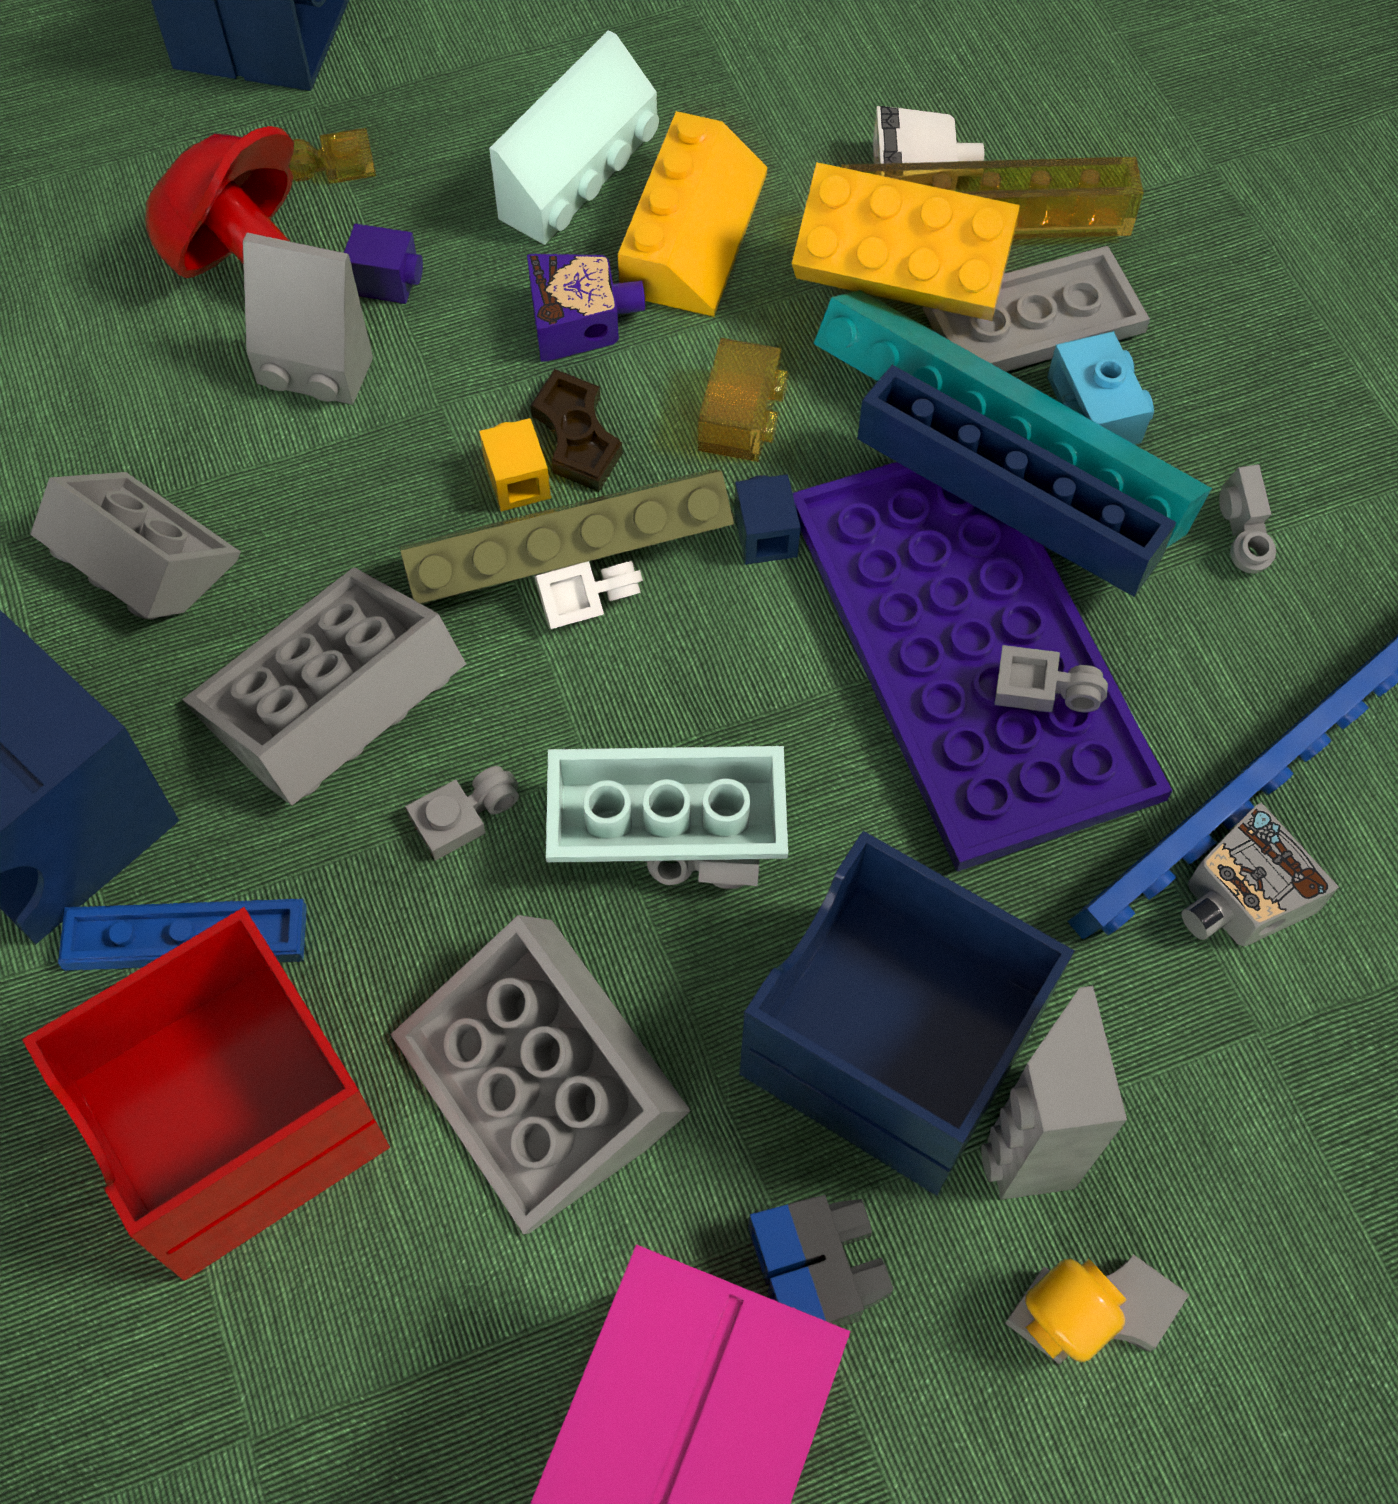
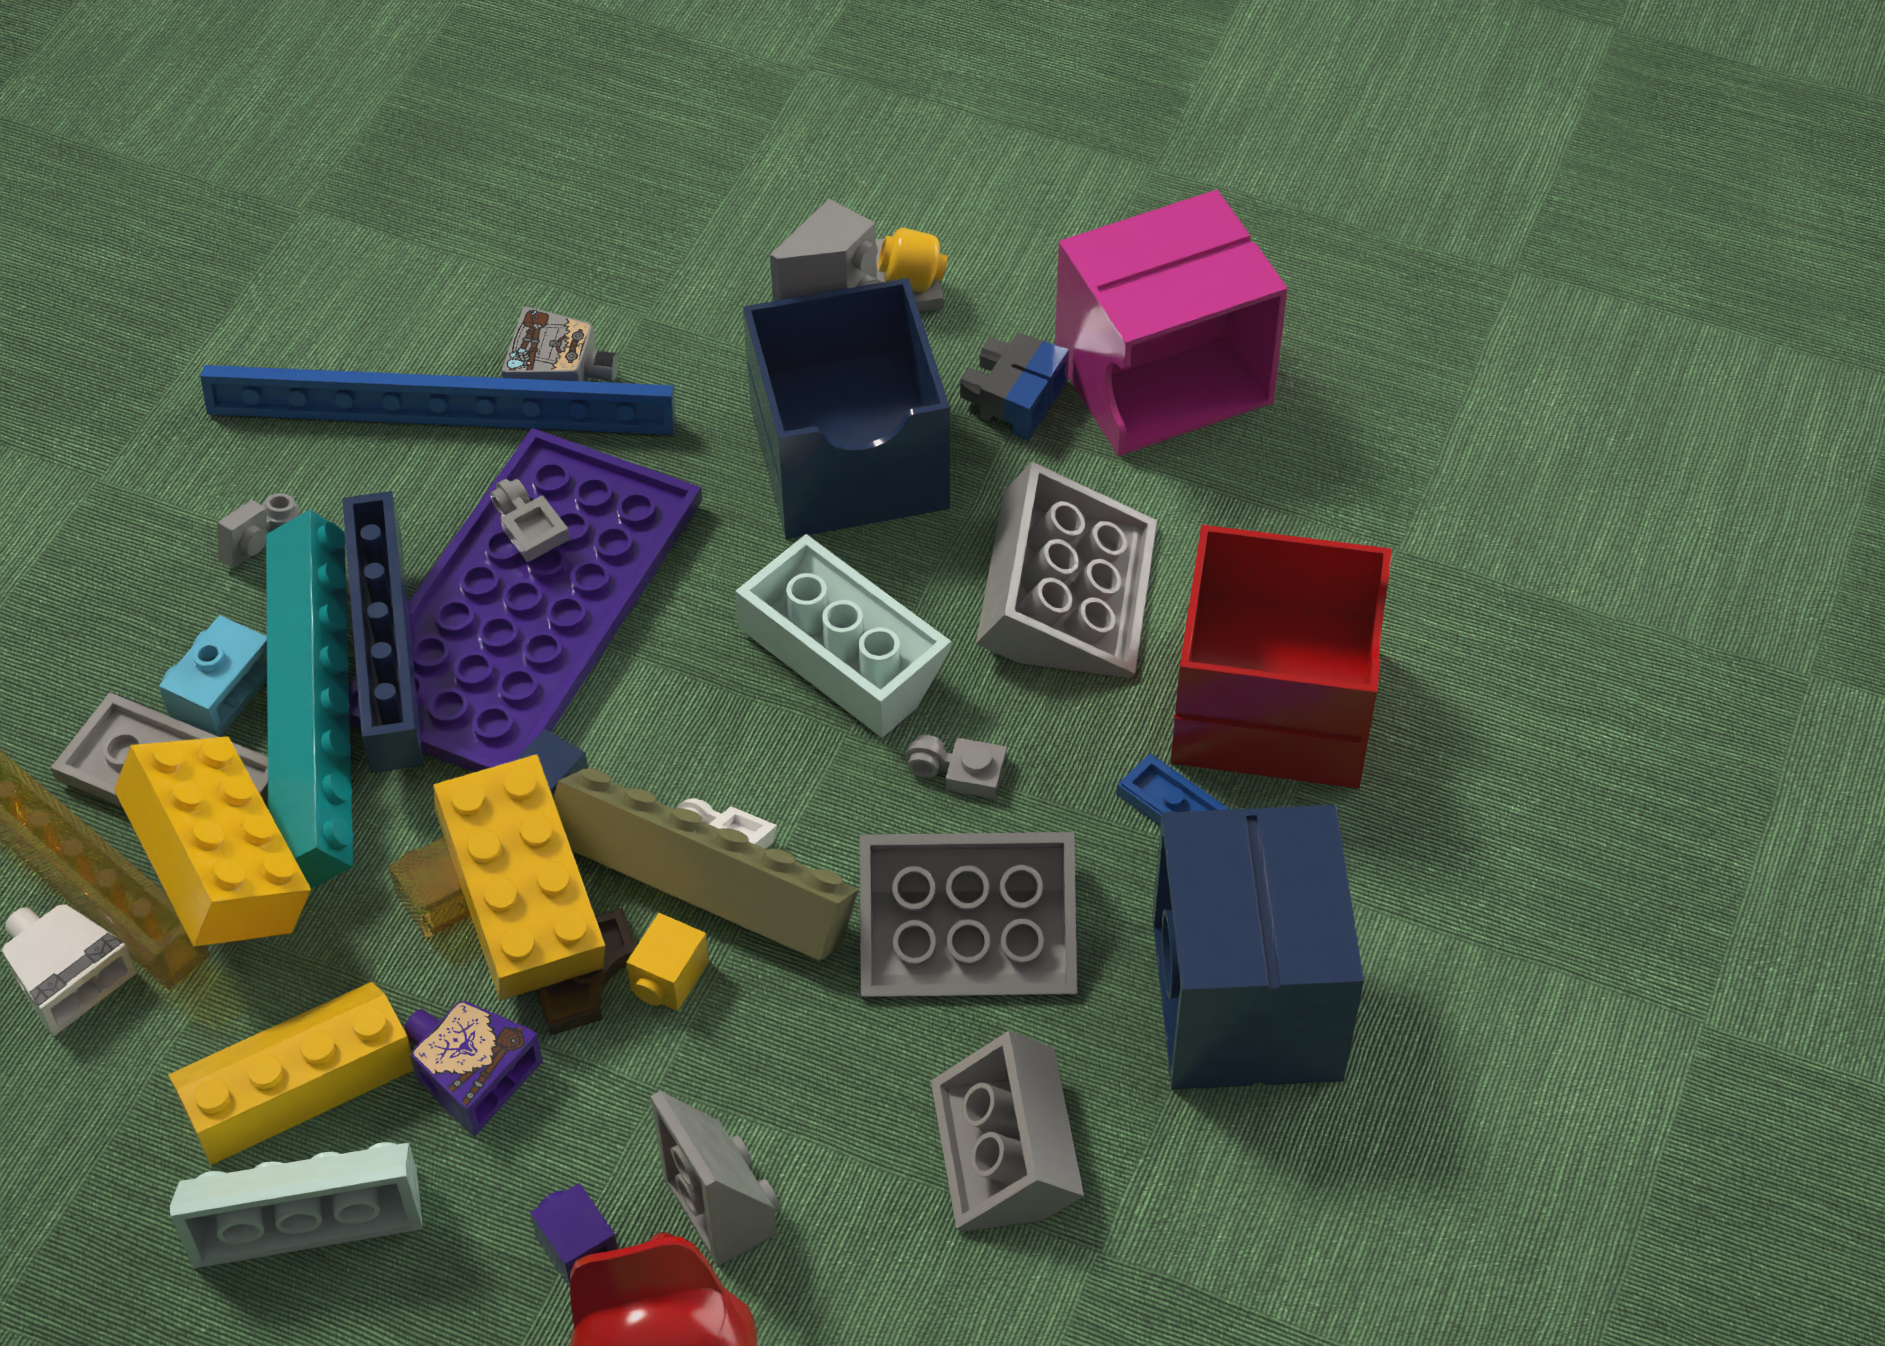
camera: 135 degrees left, 10 degrees down
(667, 389) = (519, 877): none -> yellow brick

